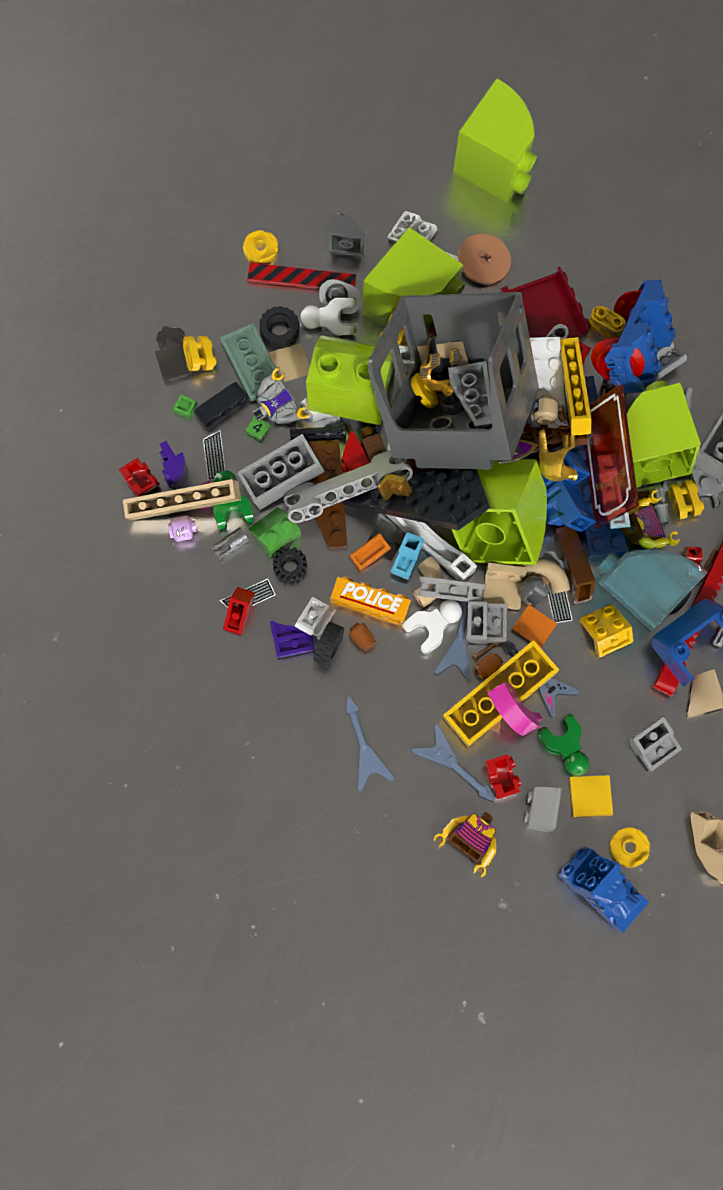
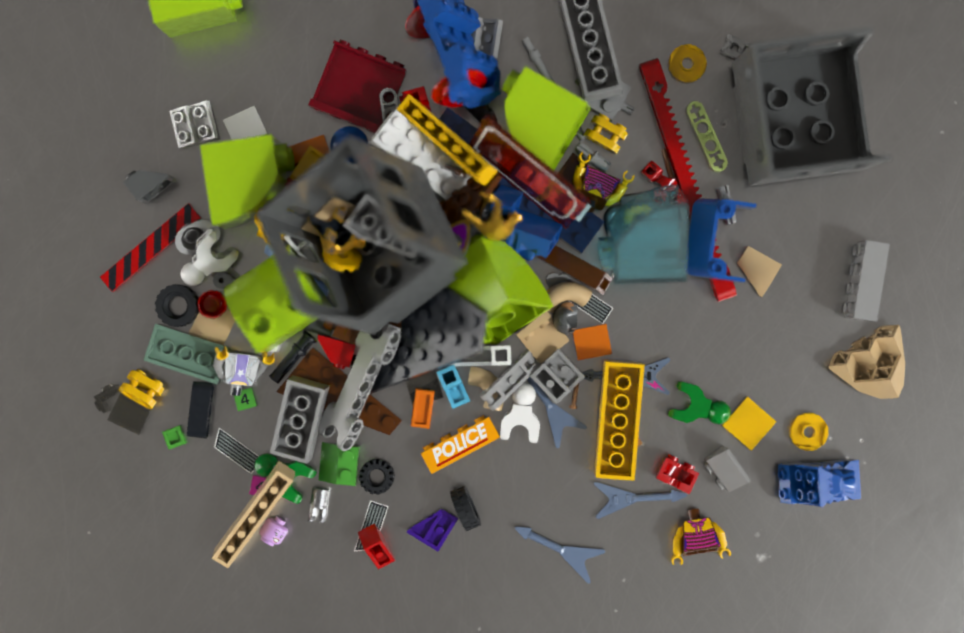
camera: 40 degrees left, 15 degrees up
(138, 478) = (202, 526): red cylinder -> none
(175, 467) = (223, 494): dark purple brick -> none
(260, 256) = (105, 252): yellow tile -> none
(302, 347) = (212, 304): none -> red hair
(315, 617) = (435, 497): white plate -> none
(362, 636) = (481, 475): dark orange brick -> none
(394, 484) = (395, 356): pearl gold bracket -> none
(476, 268) = (267, 74): nougat piece -> none
(488, 665) = (589, 405): dark orange brick -> none
(513, 710) = (642, 429): dark pink arch -> none
(545, 410) = (444, 181): tan head -> none
(606, 322) = (413, 49): yellow brick -> none
(607, 629) = (644, 296): yellow bracket -> none
(655, 744) = (759, 342): light grey brick -> none

